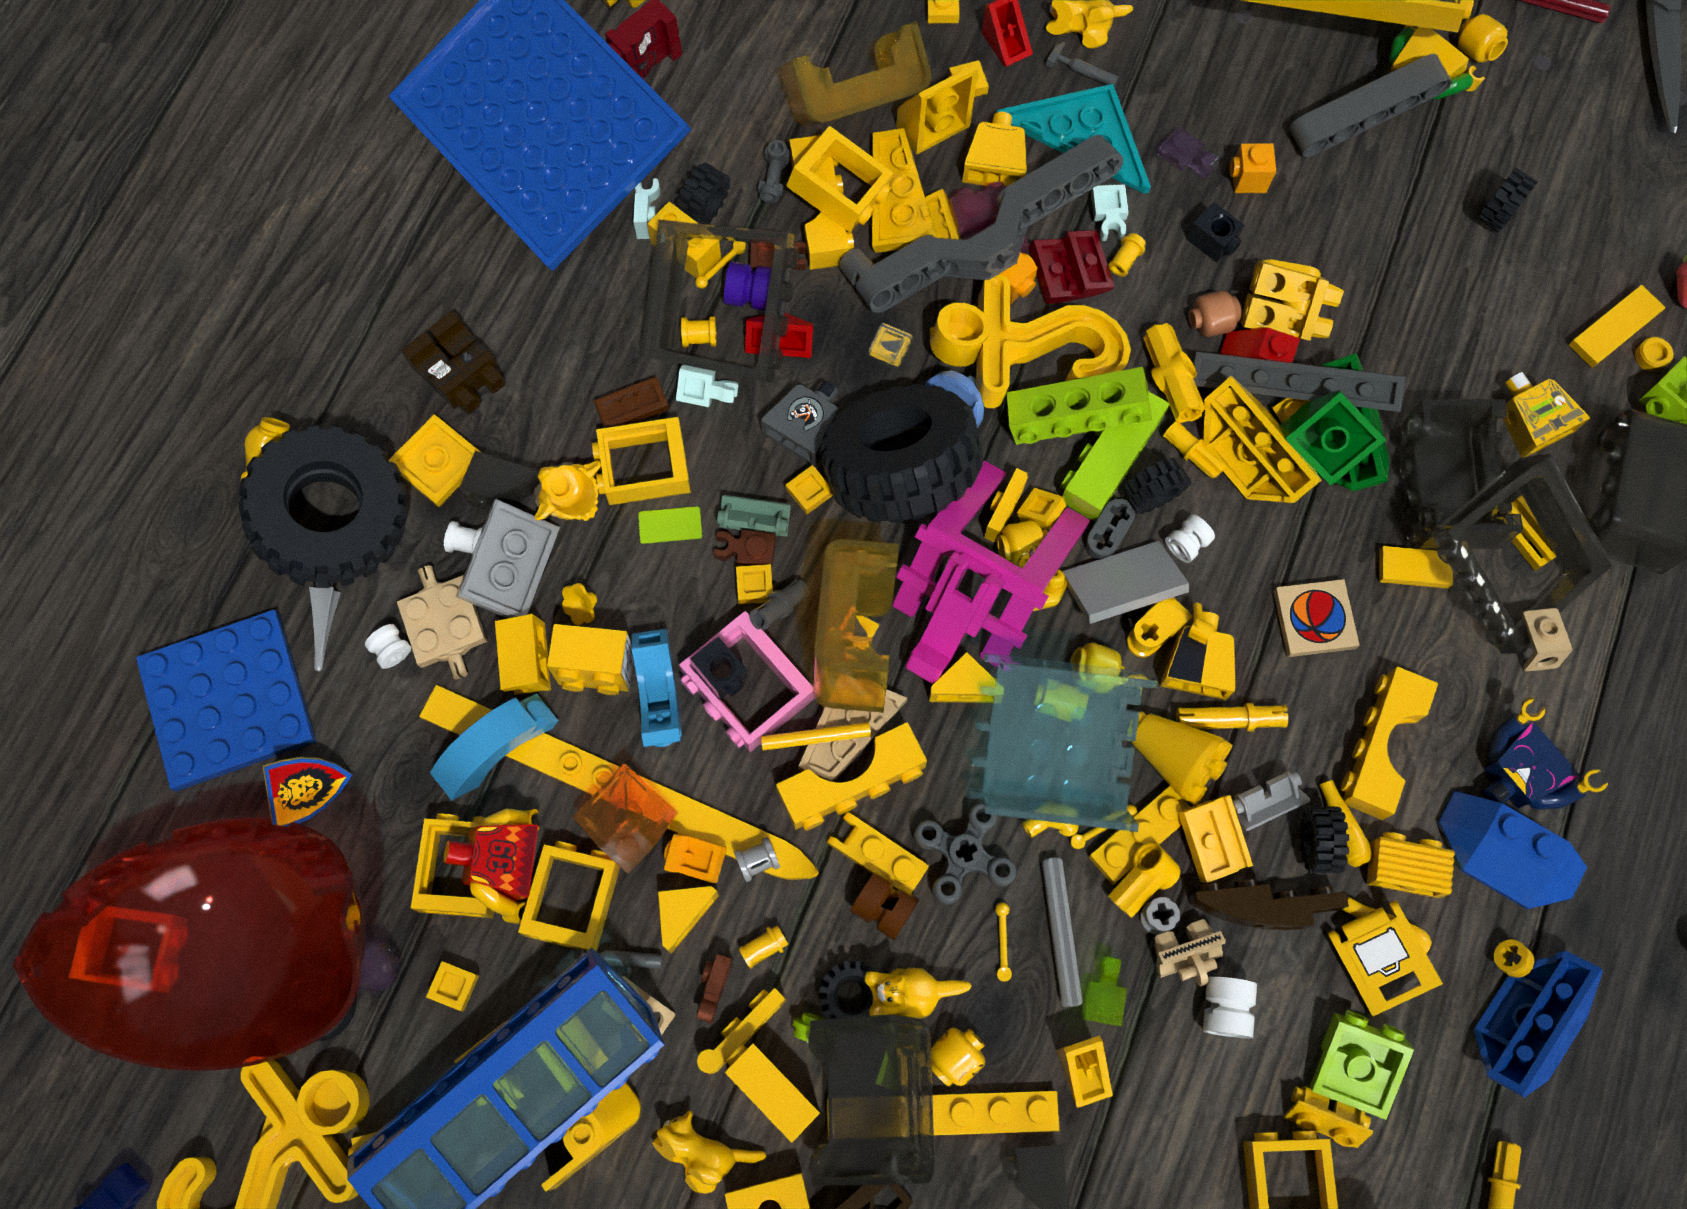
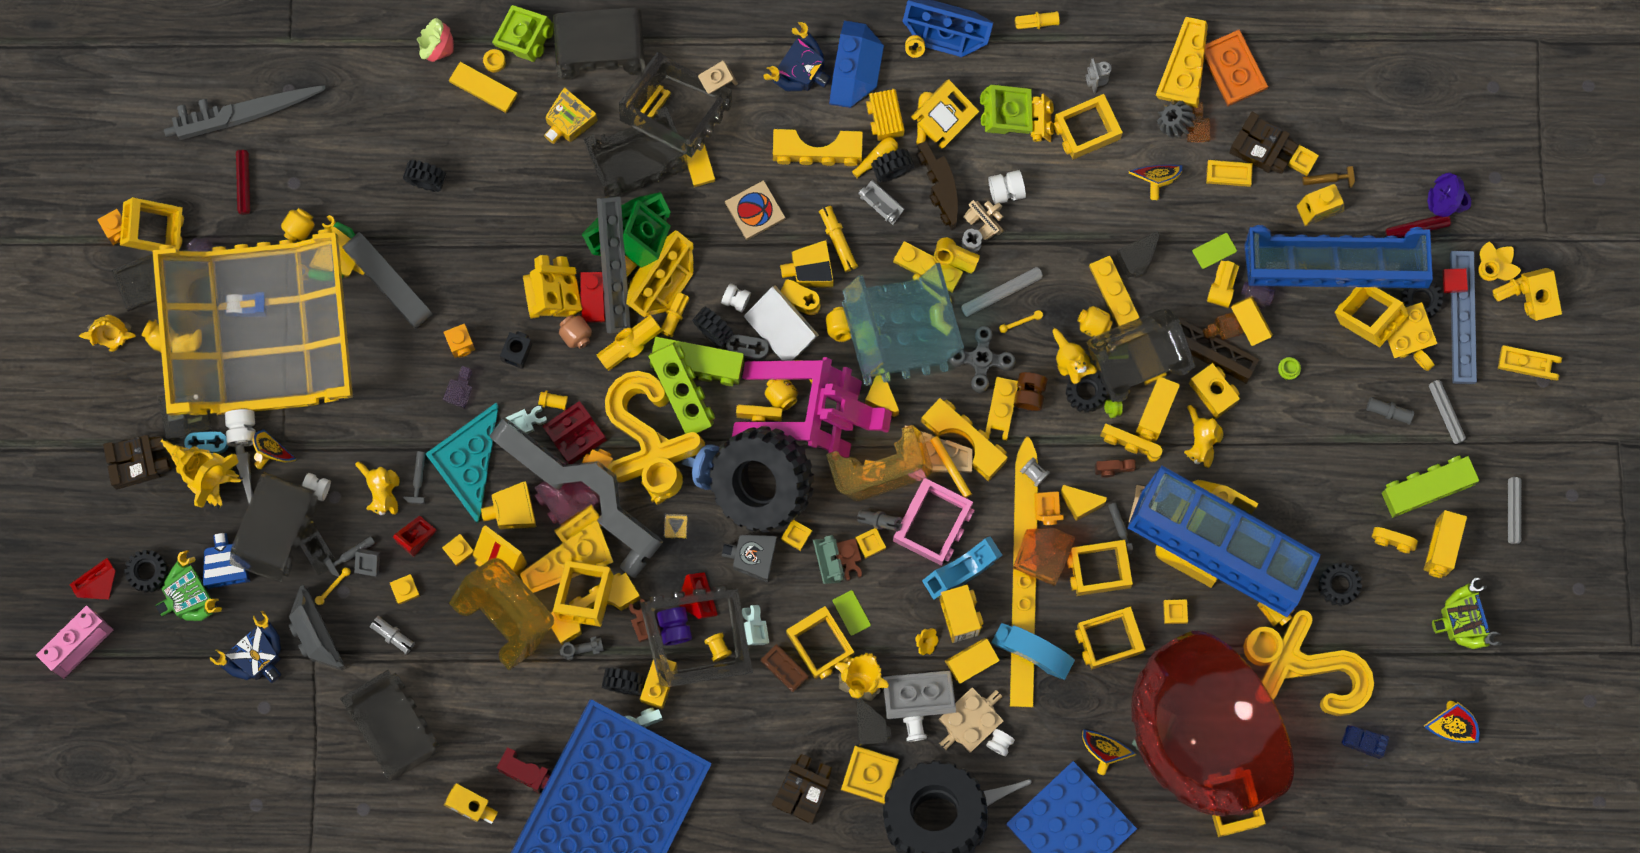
camera: 110 degrees left, 5 degrees up
(498, 860) = (1097, 609): torso -> none
(716, 654) = (935, 543): black brick -> none
(738, 248) = (643, 650): yellow hinge -> none
(763, 946) = (1080, 450): yellow pin -> none
(1042, 508) = (752, 391): yellow plate -> none
(1086, 1071) = (1071, 253): yellow slope -> none
(1104, 999) = (1029, 255): clear neon green plate -> none
(1181, 754) = (875, 257): yellow cone -> none
(1200, 629) = (798, 271): yellow hand -> none
(1215, 838) = (915, 225): yellow plate -> none

